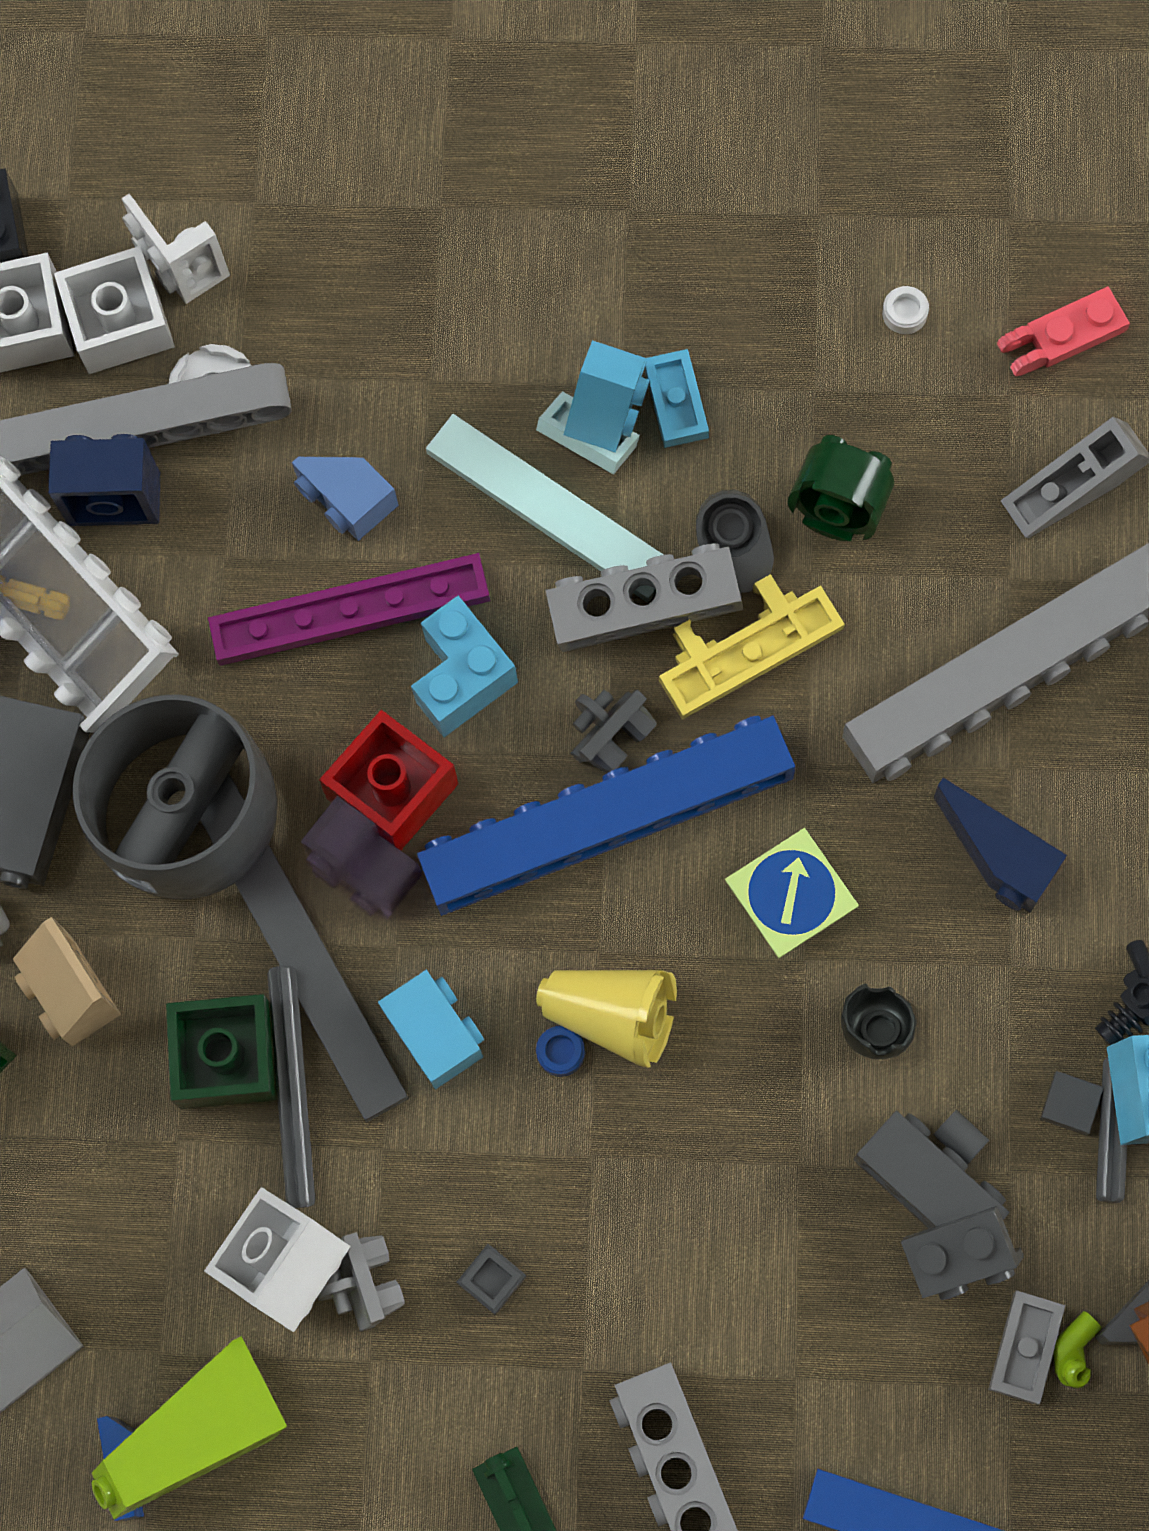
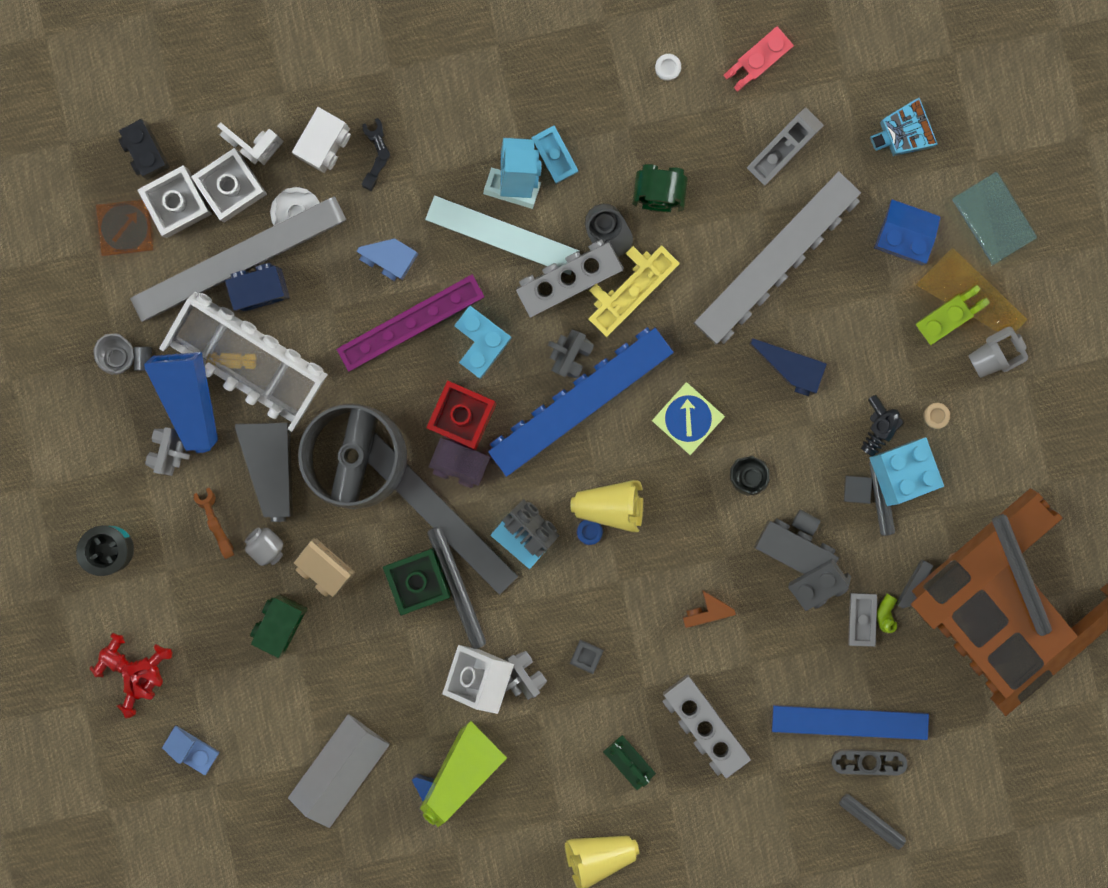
camera: 25 degrees left, 15 degrees up
(289, 274) = (322, 140): none -> white brick
(384, 300) = (383, 154): none -> black piece
(456, 988) = (542, 531): none -> dark grey hinge
(754, 1253) = (715, 610): none -> dark orange slope

